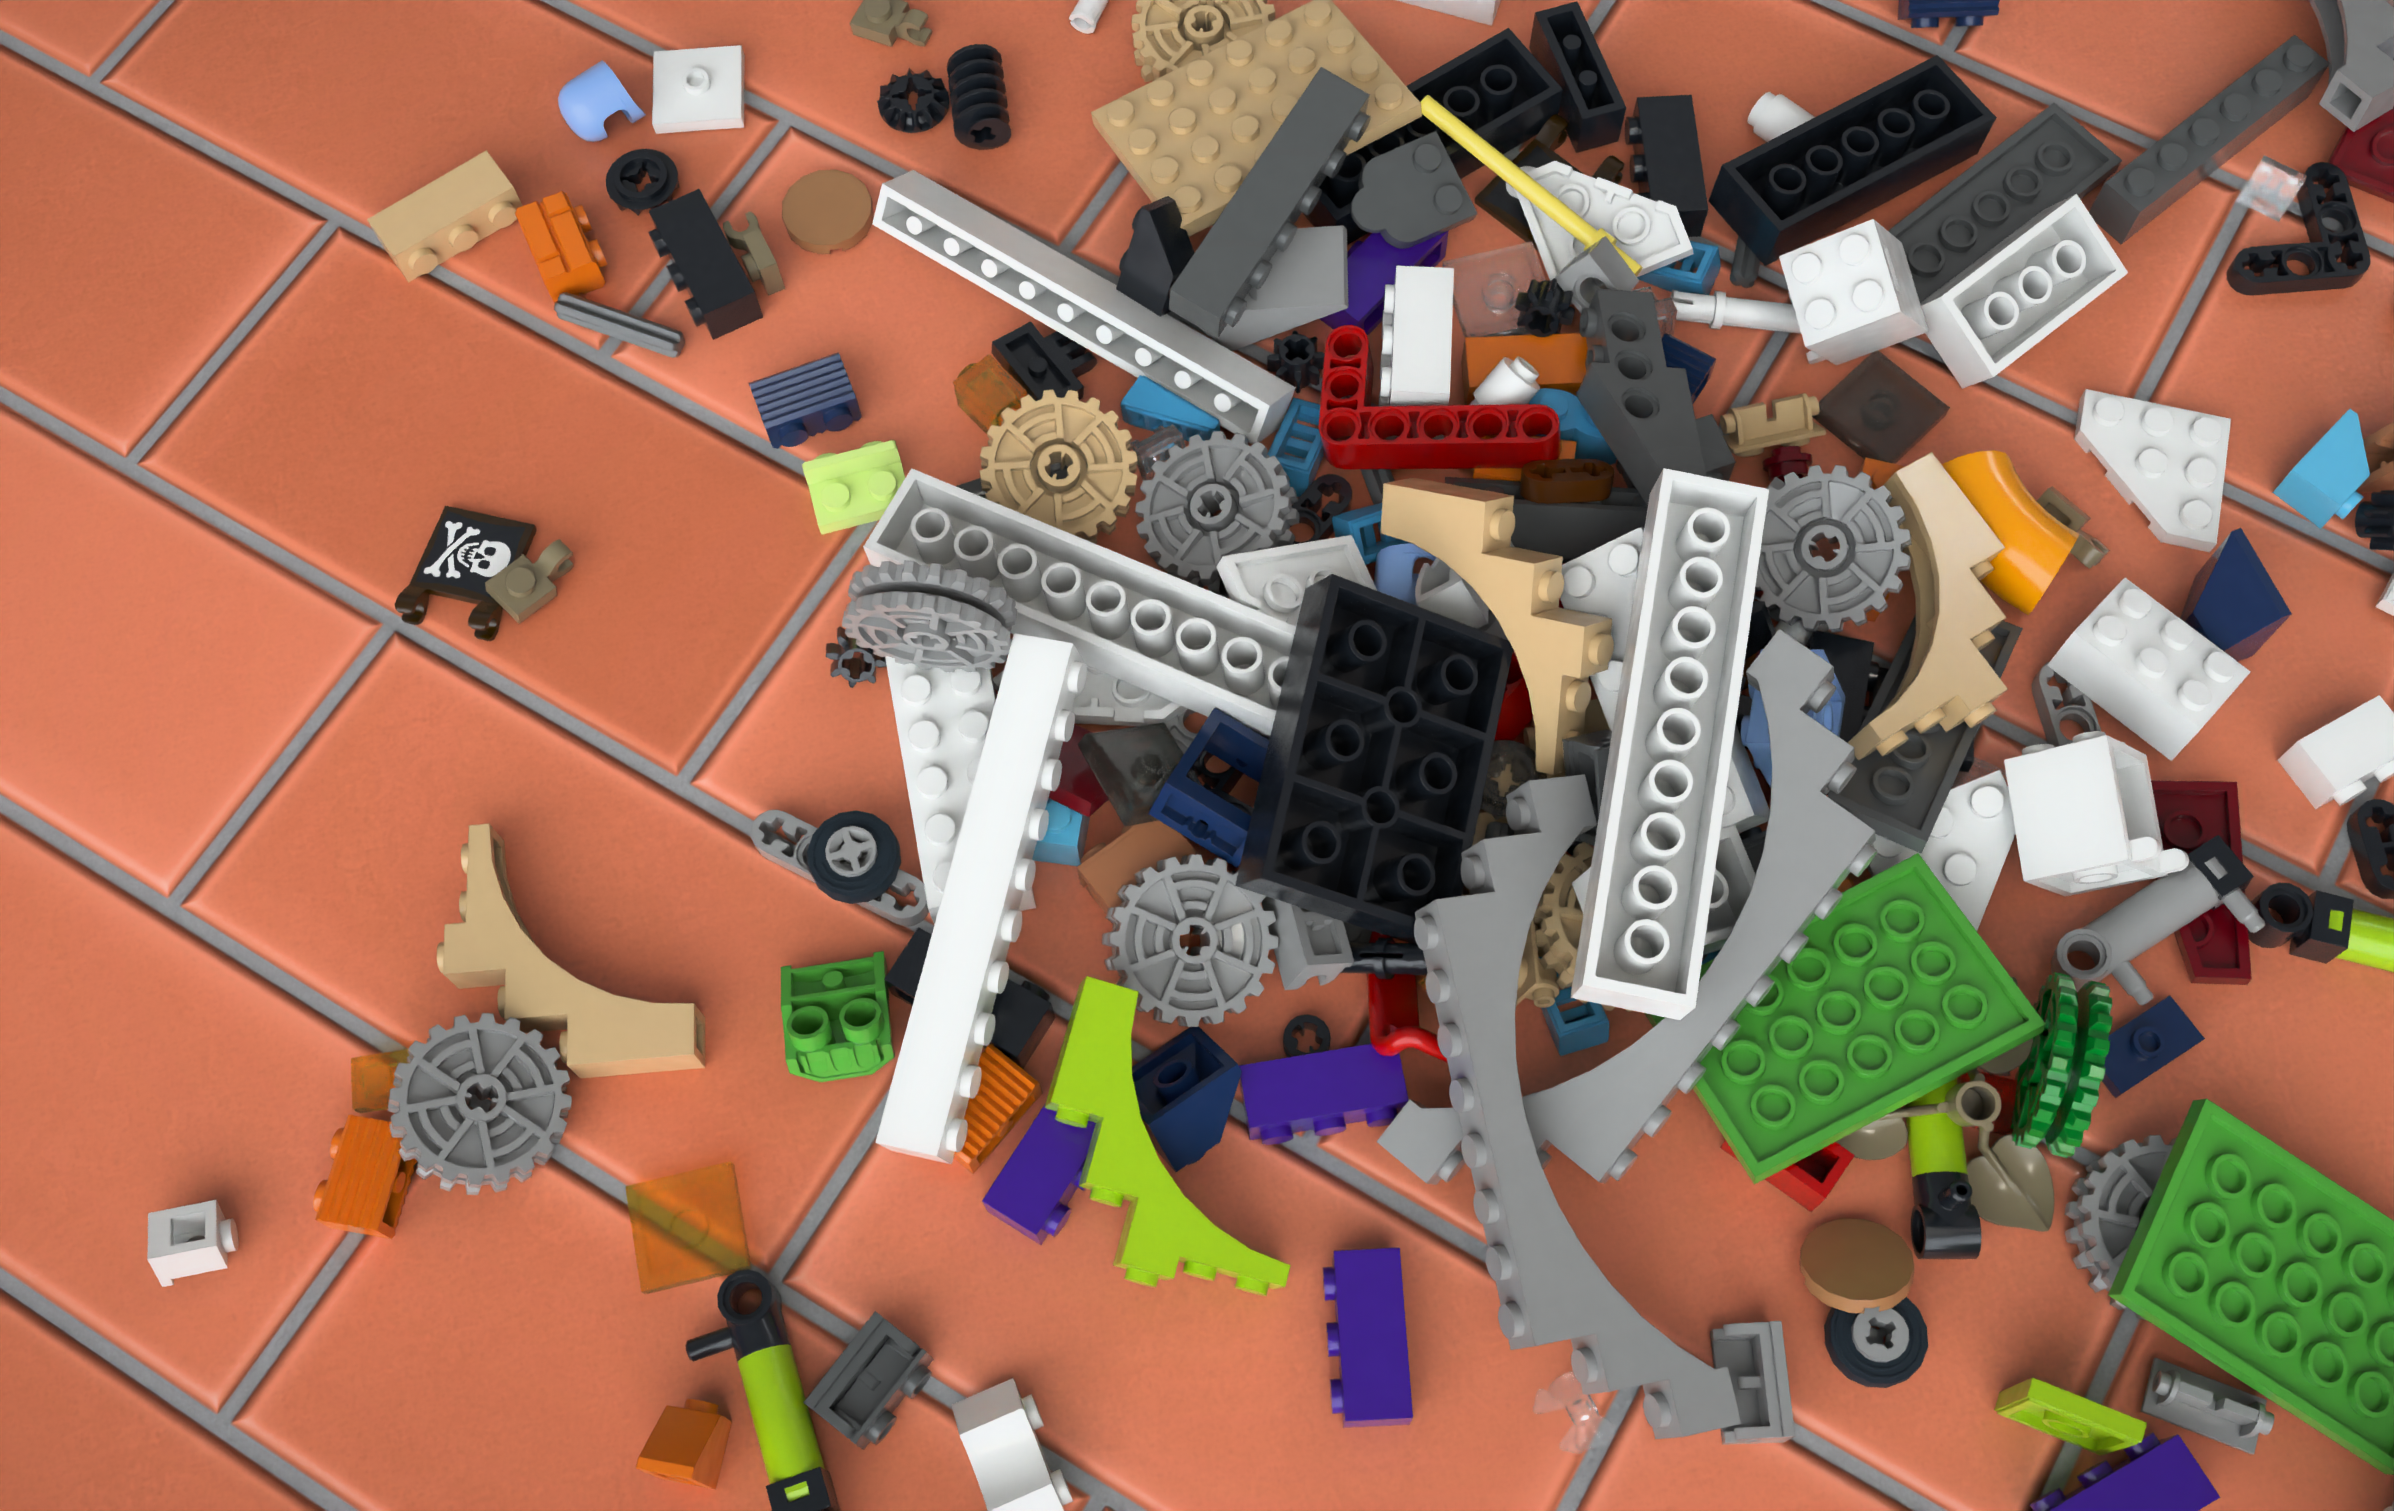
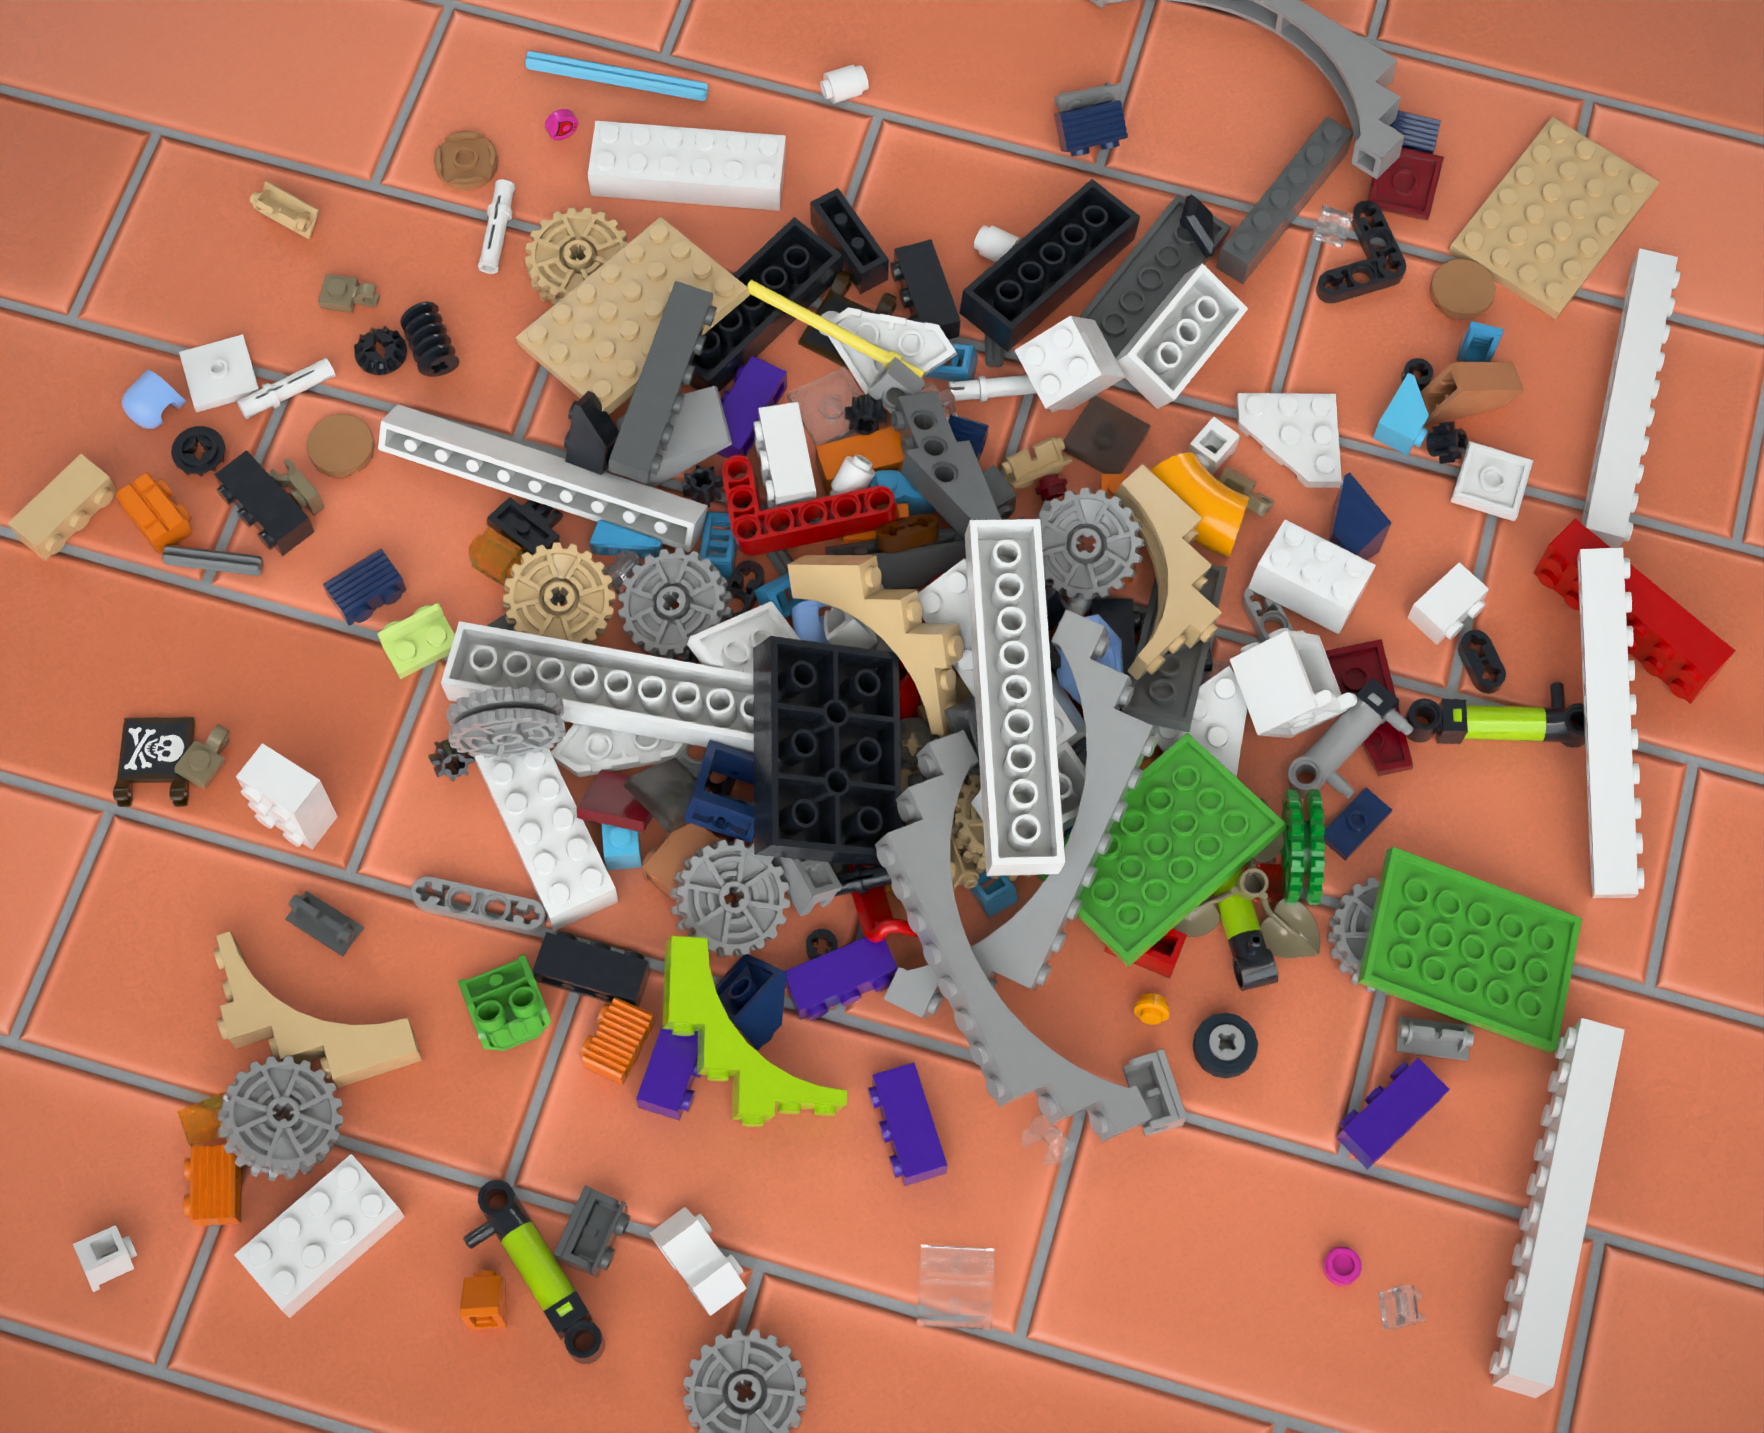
camera: 20 degrees left, 0 degrees up
(486, 1288) = (319, 1235): none -> white brick
(611, 656) = (286, 797): none -> white brick
(623, 841) = (323, 922): none -> dark grey hinge
(688, 1227) = (441, 1166): clear yellow tile -> none
(776, 124) = (285, 388): none -> white pin
(845, 840) = (483, 883): black wheel -> none
(982, 901) = (588, 901): white brick -> none
(1411, 194) = (755, 352): dark grey plate -> none
(1774, 1253) = (1151, 1009): none -> light orange plate
(1856, 1265) = (1203, 1003): medium nougat tile -> none
(2040, 451) = (1214, 444): none -> white brick
(2069, 1417) = (1350, 1063): lime tile -> none
(2079, 144) = (1199, 223): none -> black piece
(2364, 405) = (1422, 366): none -> black bush

